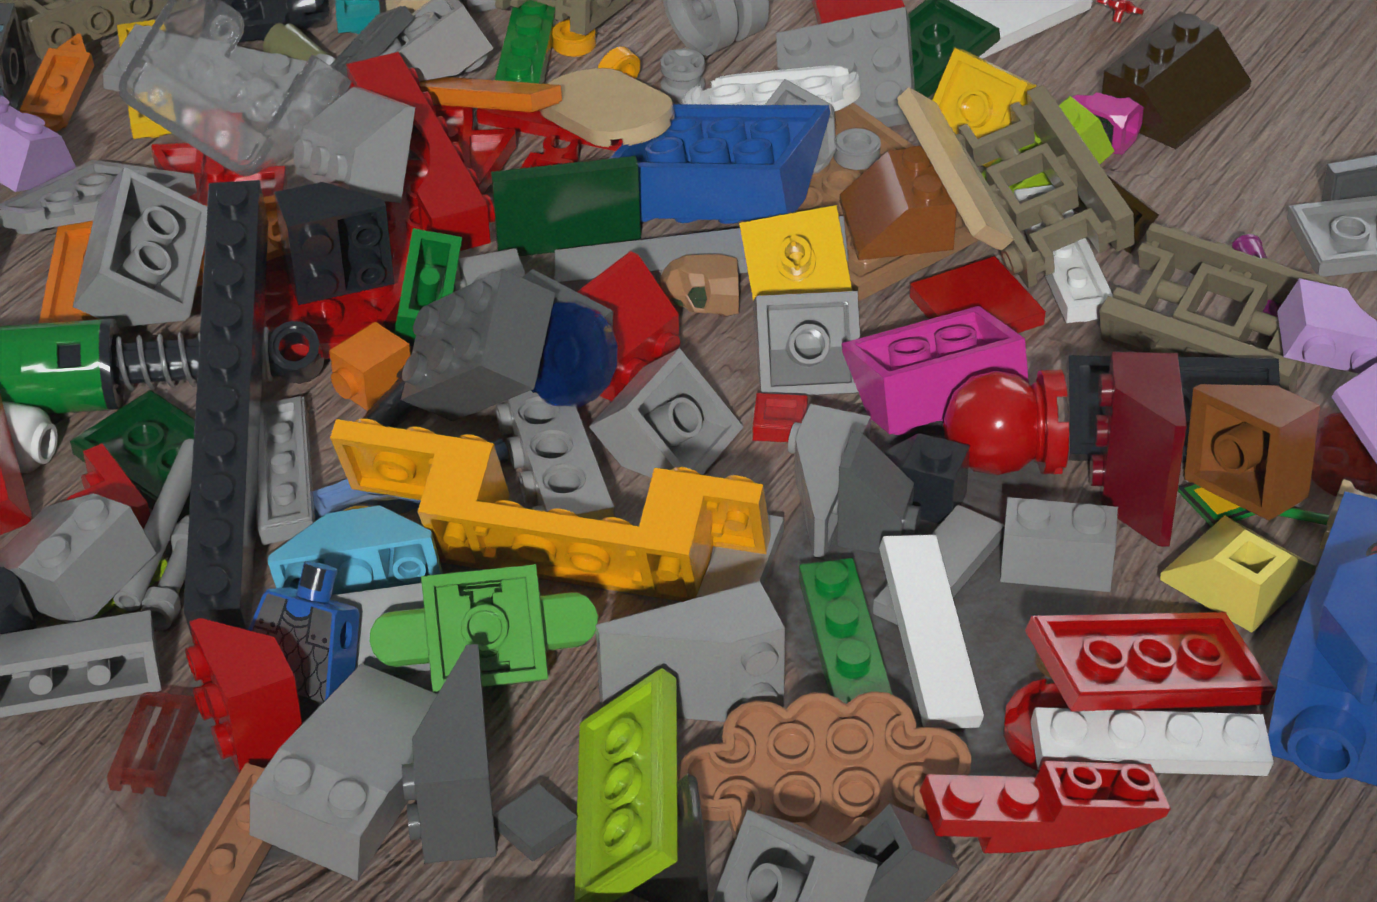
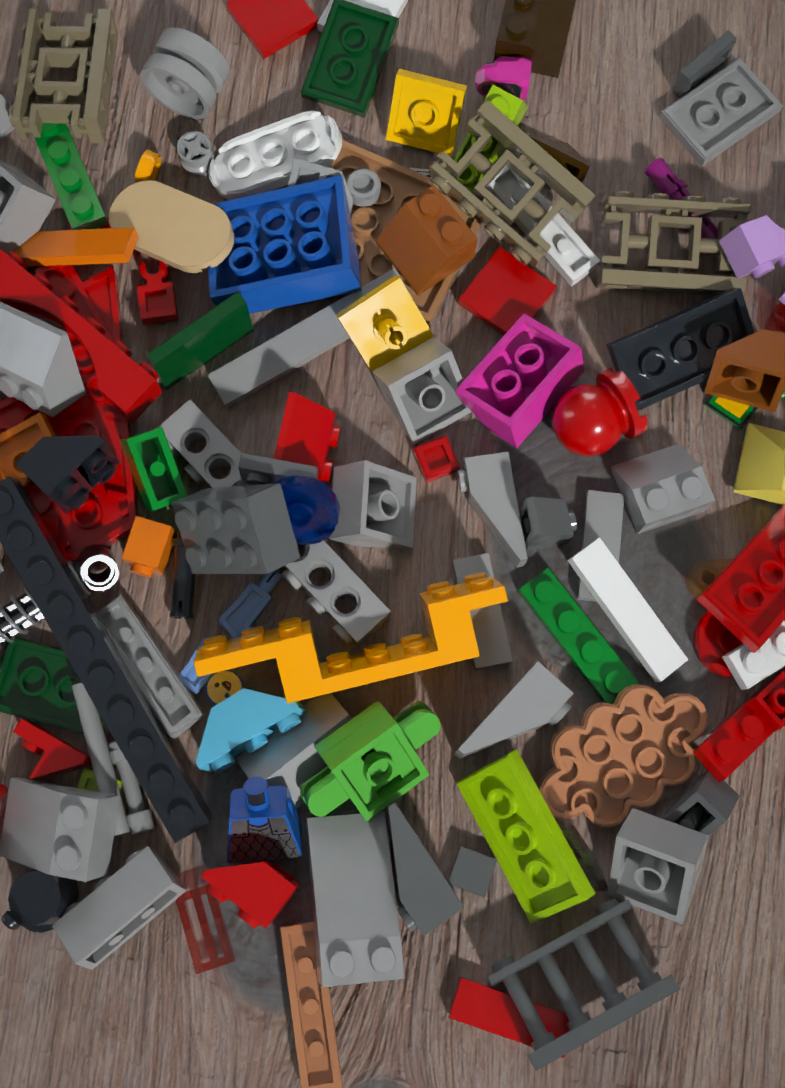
camera: 30 degrees left, 35 degrees up
(571, 43) = (91, 150): light orange tile -> none
(703, 283) = (328, 366): medium nougat rock -> none
(871, 45) = (313, 81): light grey plate -> none
(937, 471) = (554, 478): black slope -> none
(954, 169) = (460, 205): tan tile -> none
(1140, 441) = (700, 409): dark red slope -> none

